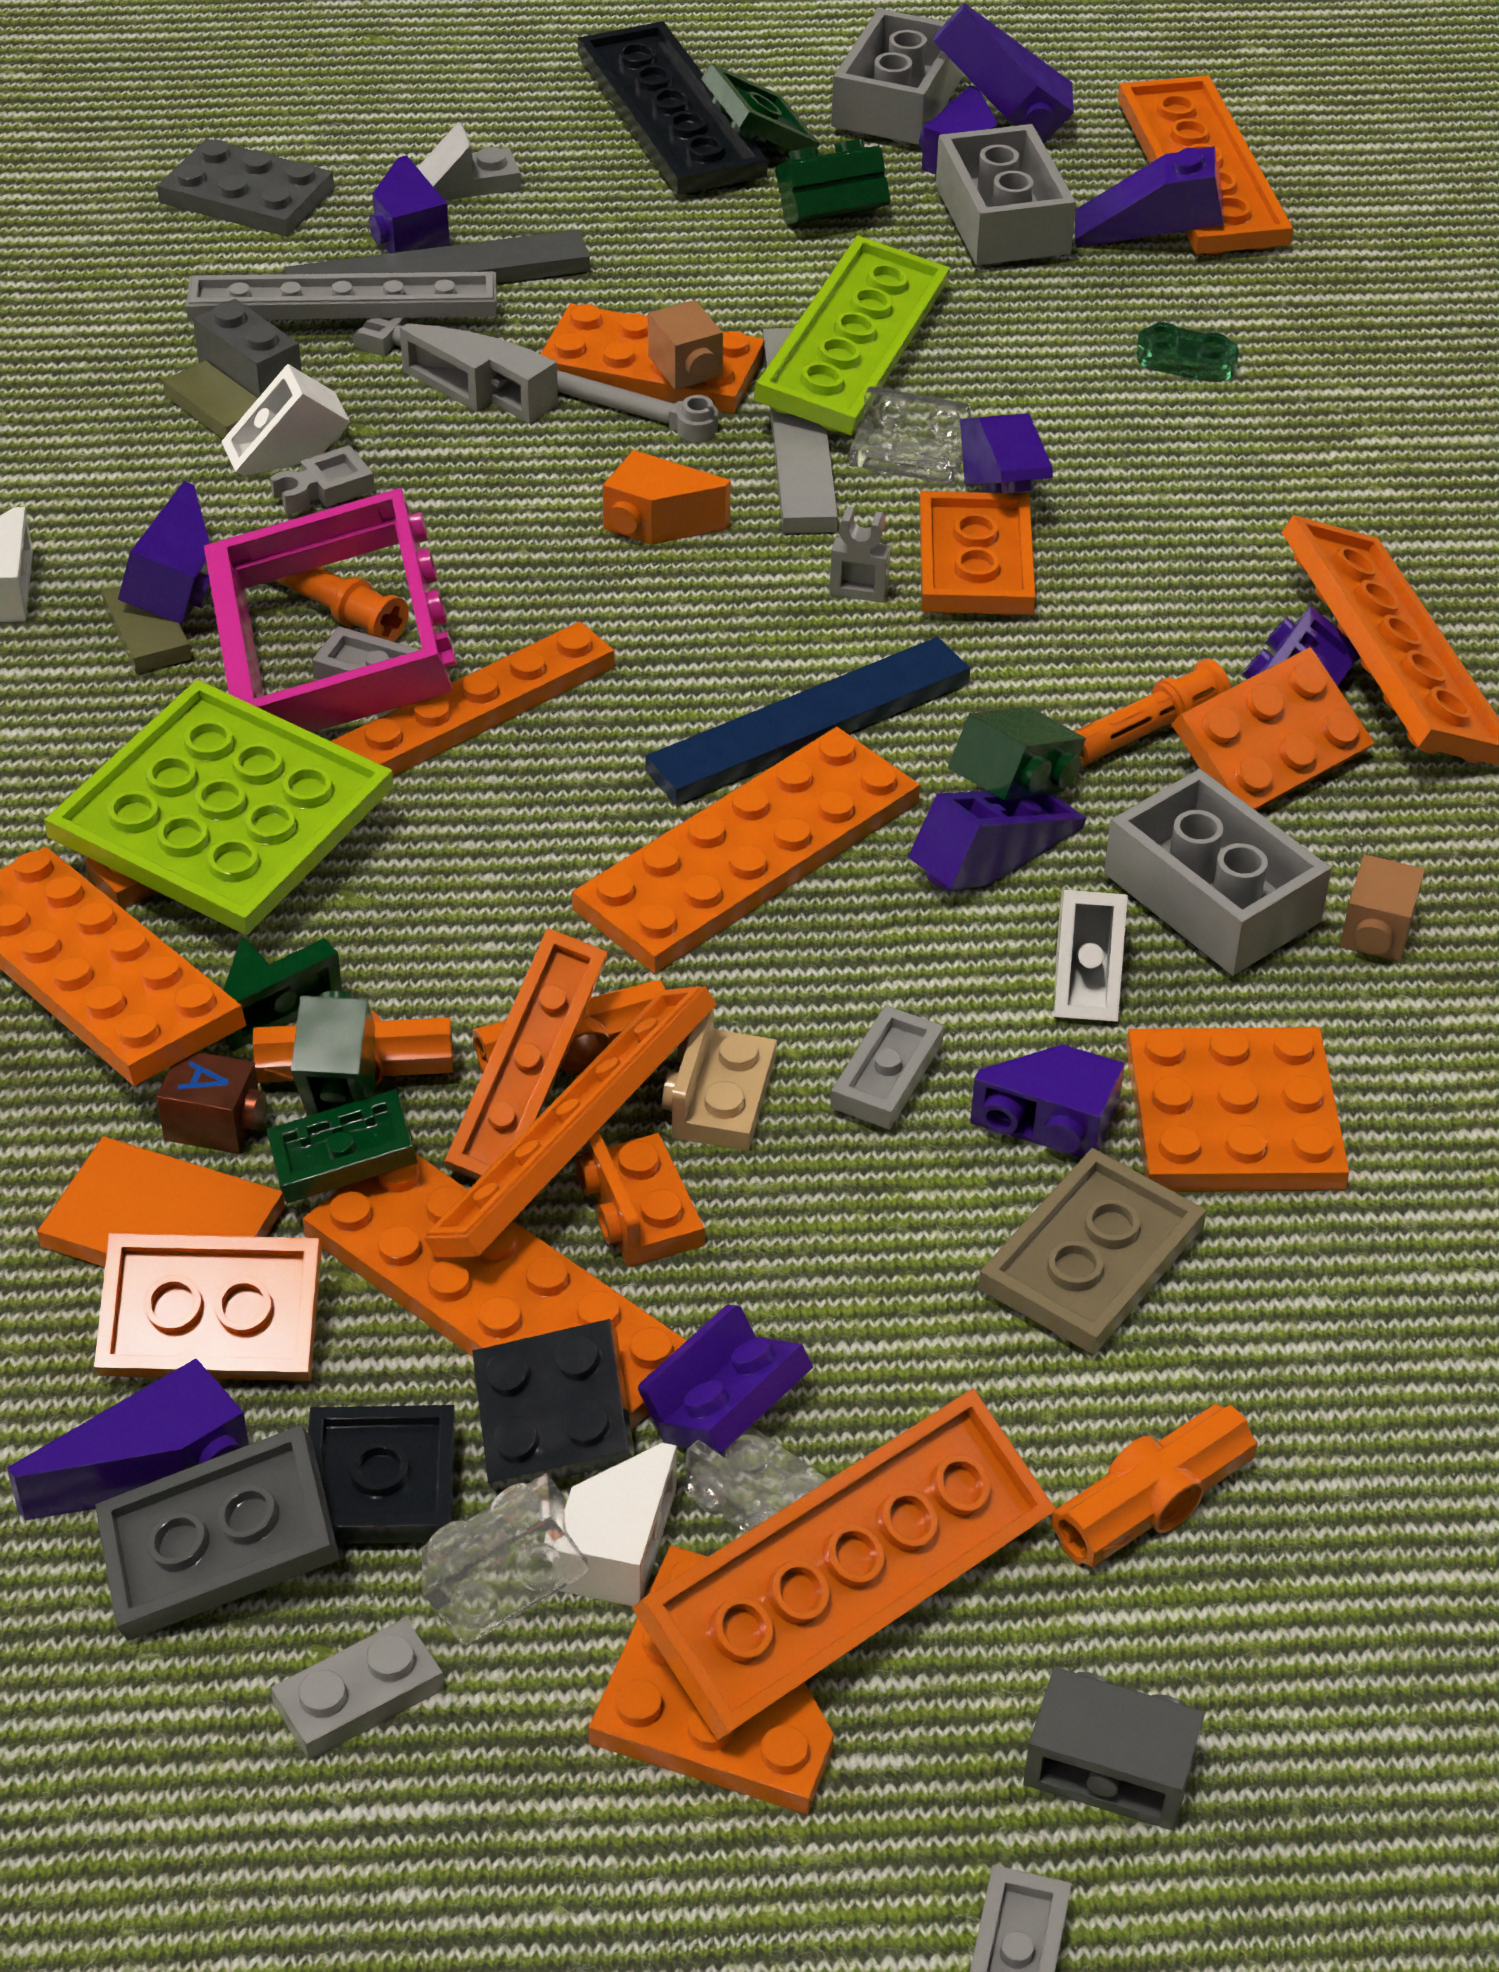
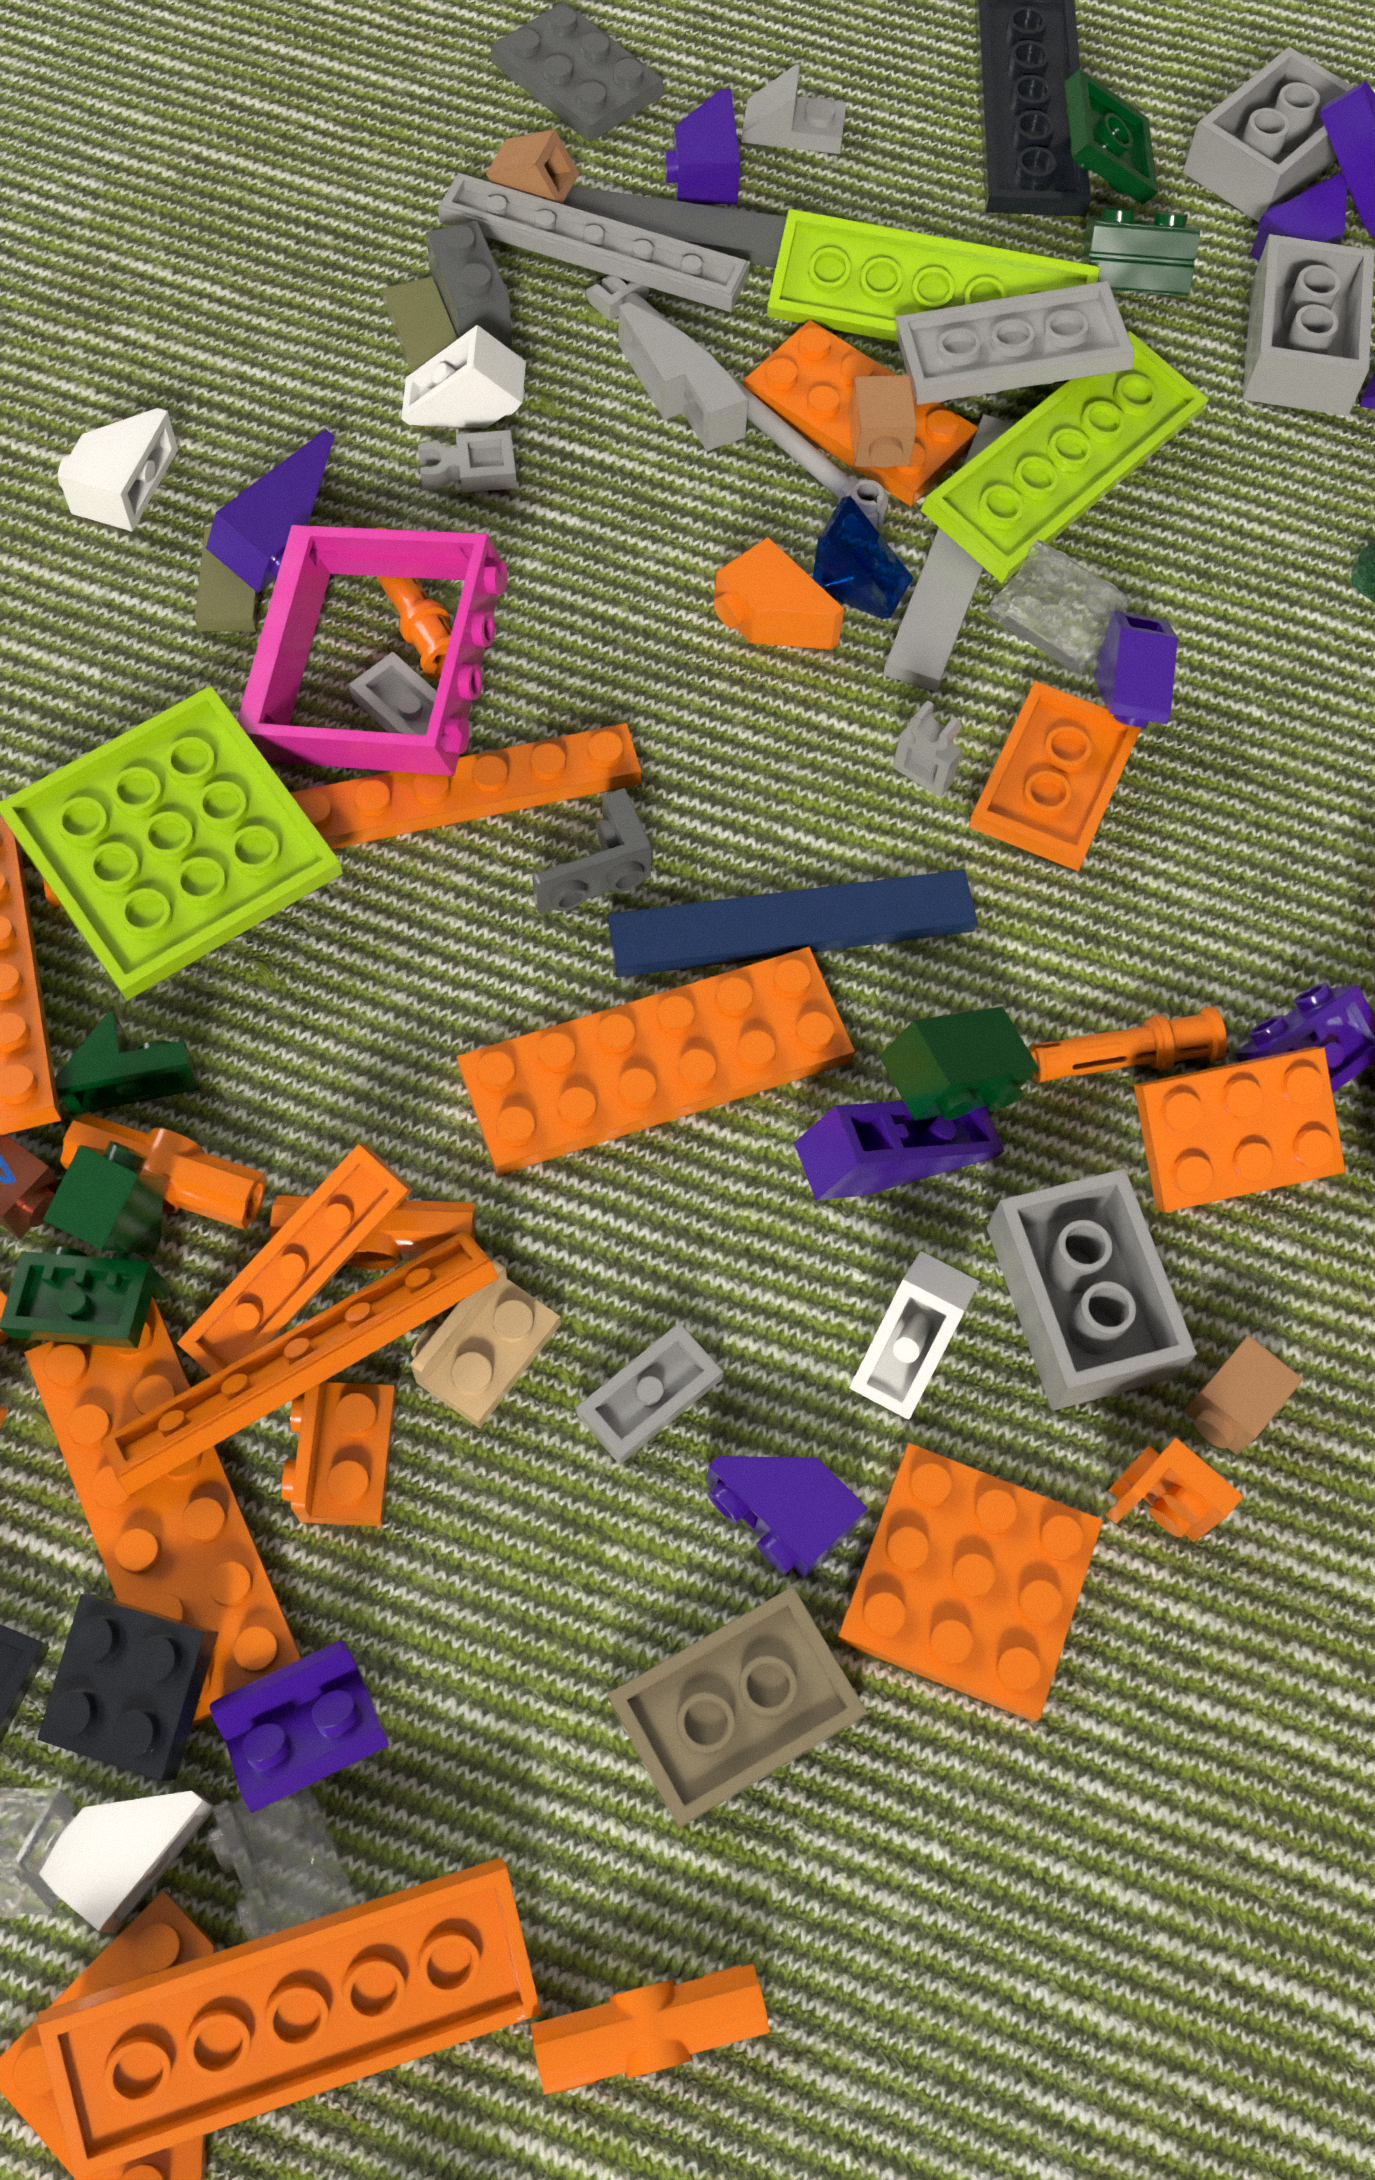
camera: 20 degrees right, 20 degrees up
(258, 251) = (535, 166): none -> medium nougat brick
(630, 716) = (617, 868): none -> dark grey bracket
(669, 254) = (867, 274): none -> lime plate
(720, 450) = (858, 563): none -> clear blue slope
(767, 262) = (1013, 343): none -> light grey plate
(1370, 970) = (1180, 1488): none -> orange bracket

